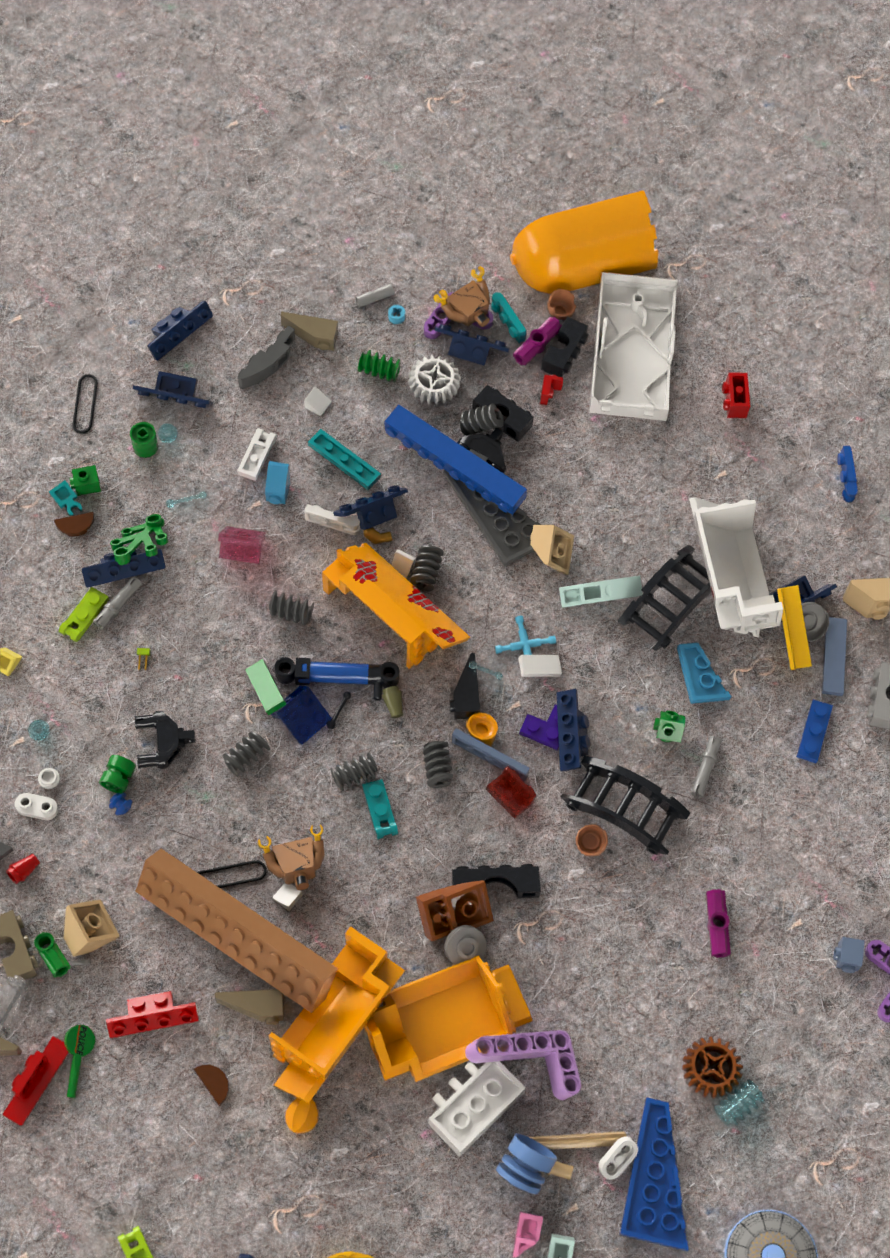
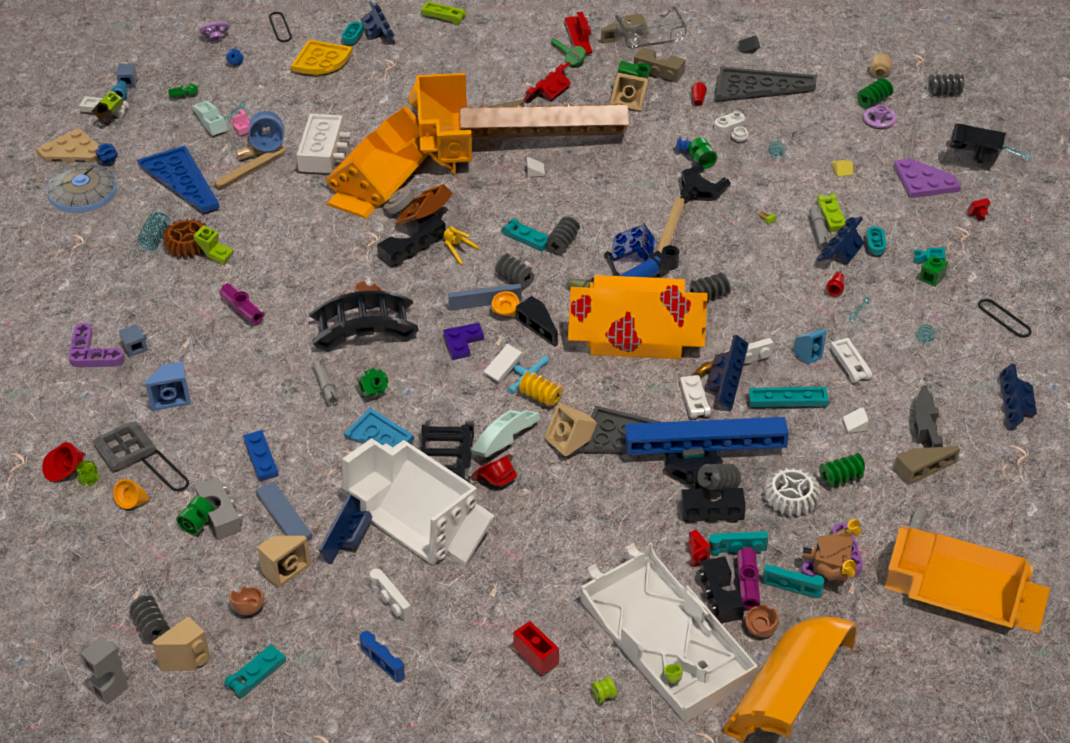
camera: 145 degrees right, 20 degrees down
(75, 525) = (905, 249): reddish brown tile -> none
(87, 550) = (876, 240): none -> teal plate
(144, 439) = (932, 311): green wheel -> none
(153, 524) = (857, 277): green plant -> none
(174, 386) = (957, 356): dark blue bracket -> none
(179, 532) = (836, 284): none -> red cone
(215, 1082) = (484, 83): reddish brown tile -> none
(235, 717) = (671, 223): none -> tan axle
(237, 865) = (591, 145): black piece -> none
(241, 544) = (789, 299): clear pink bracket -> none
(244, 752) = (641, 205): dark grey piece -> none
(265, 686) = (669, 237): tile -> none
(296, 859) = (549, 176): medium nougat torso -> none
(392, 232) = (966, 579): none -> light orange panel
(394, 319) = (881, 518): medium azure bush -> none
(403, 563) = (668, 363): white slope -> none
(413, 518) = (695, 396): none -> white plate
(426, 567) = (647, 366): dark grey piece -> none
(451, 858) = (455, 236): none -> yellow plant
(469, 347) = (797, 534): dark blue bracket -> none
(473, 665) = (527, 346): clear light blue hinge -> none
(511, 792) = (445, 284): clear red bracket -> none
(516, 371) = (736, 541): none -> teal plate
(533, 611) = (540, 389): none -> yellow piece
(554, 1054) = (312, 173): lavender beam -> none
(571, 730) = (439, 339): dark blue bracket -> none
(618, 1158) = (213, 171): white plate -> none
(640, 559) = (497, 472): none -> red piece
(656, 310) = (673, 673): none -> lime hinge
(695, 1027) = (208, 241): none -> lime slope
(713, 340) = (604, 689): none -> lime wheel
(794, 627) = (332, 487): yellow panel -> none
(806, 518) = (390, 594): none -> white plate
(815, 620) = (322, 514): light grey piece -> none
(855, 852) = (168, 387): none -> medium blue slope

